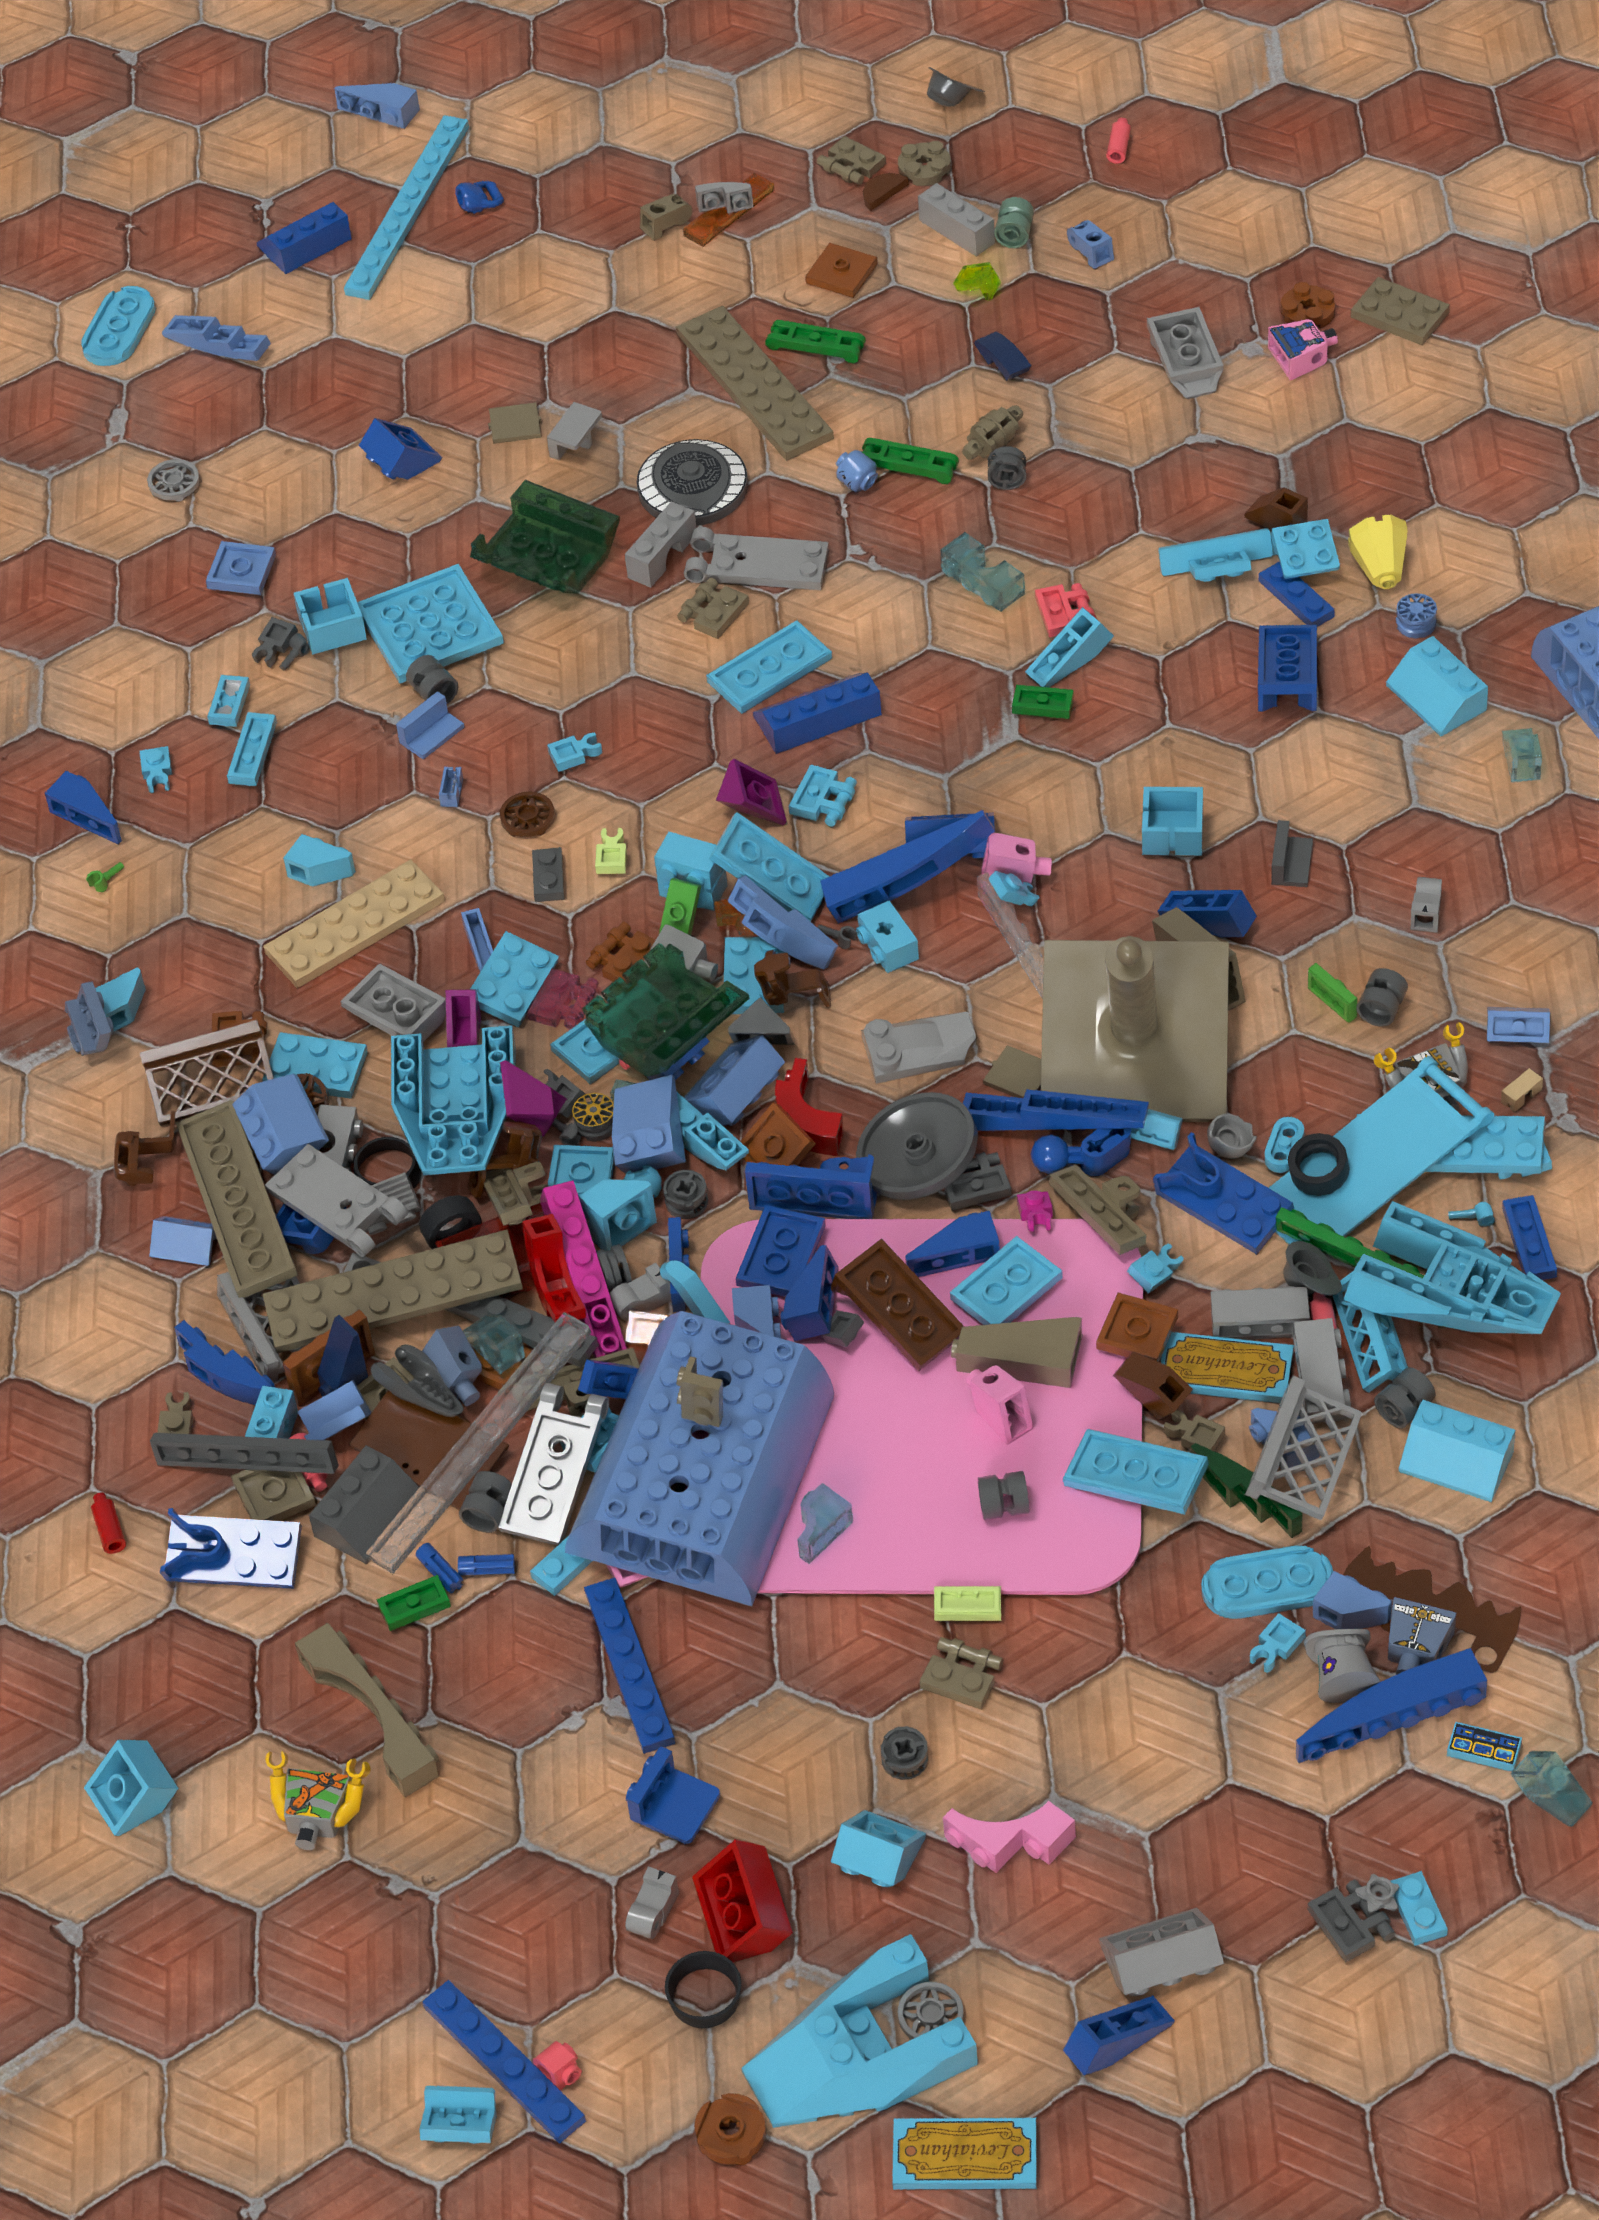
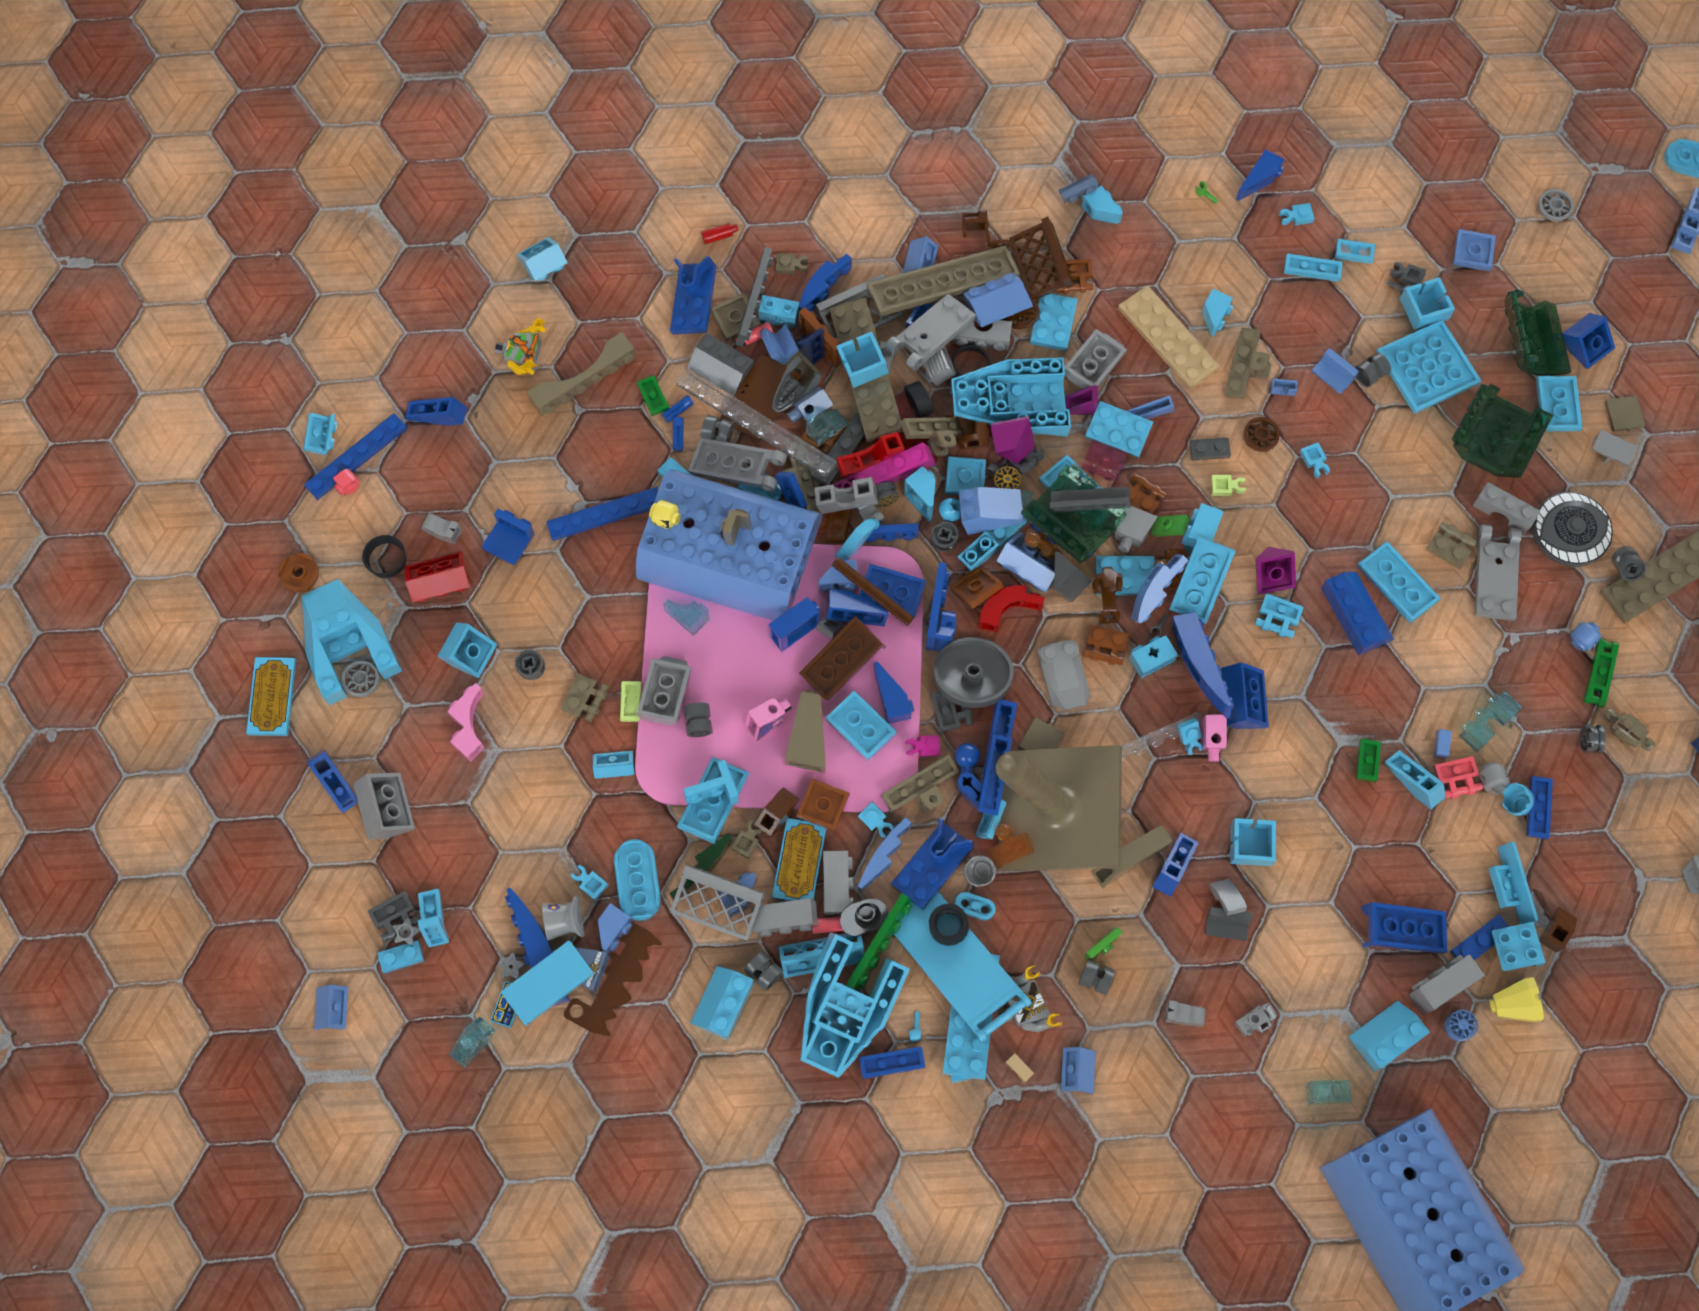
camera: 85 degrees right, 20 degrees up
(389, 1272) = (862, 364): none -> medium azure piece
(392, 500) = (1536, 336): none -> clear green slope
(409, 828) = (1246, 363): none -> dark tan plate
(424, 1932) = (437, 411): none -> blue slope
(492, 484) = (1561, 398): none -> medium azure plate
(623, 1301) = (833, 499): none -> light grey arch
(646, 984) = (1090, 499): none -> dark grey fence
(672, 1500) = (664, 514): none -> light yellow head
(706, 1062) = (1037, 539): none -> clear orange plate
(752, 418) = (1628, 563): none -> dark grey wheel
(787, 1263) = (872, 591): none -> reddish brown axle
(847, 1363) = (794, 624): none -> blue window
(858, 995) = (1108, 640): none -> dark orange plate
(954, 1542) = (664, 690): none -> light grey slope
(1015, 624) = (1442, 743): none -> medium blue piece
(1066, 567) = (1494, 778): none -> light grey head
(1074, 1626) = (613, 764): none -> medium azure slope
(1097, 545) = (1517, 799): none -> medium azure hair
(1105, 528) = (1540, 814): none -> blue plate
(1116, 1444) = (713, 787): none -> medium azure bracket
(1197, 1094) = (1011, 848): none -> clear orange plate
(1219, 1259) = (880, 861): none -> medium blue slope
(1245, 854) = (1229, 896): none -> light grey slope
(1350, 1855) = (432, 919): none -> medium azure bracket
(1365, 621) = (1445, 983): none -> light grey brick
(1426, 1753) = (514, 972): none -> light grey plate
(1427, 829) = (1255, 1019): none -> light grey piece
(1451, 1671) = (547, 983): none -> medium azure tile
(1513, 2004) = (331, 1007): none -> medium blue panel

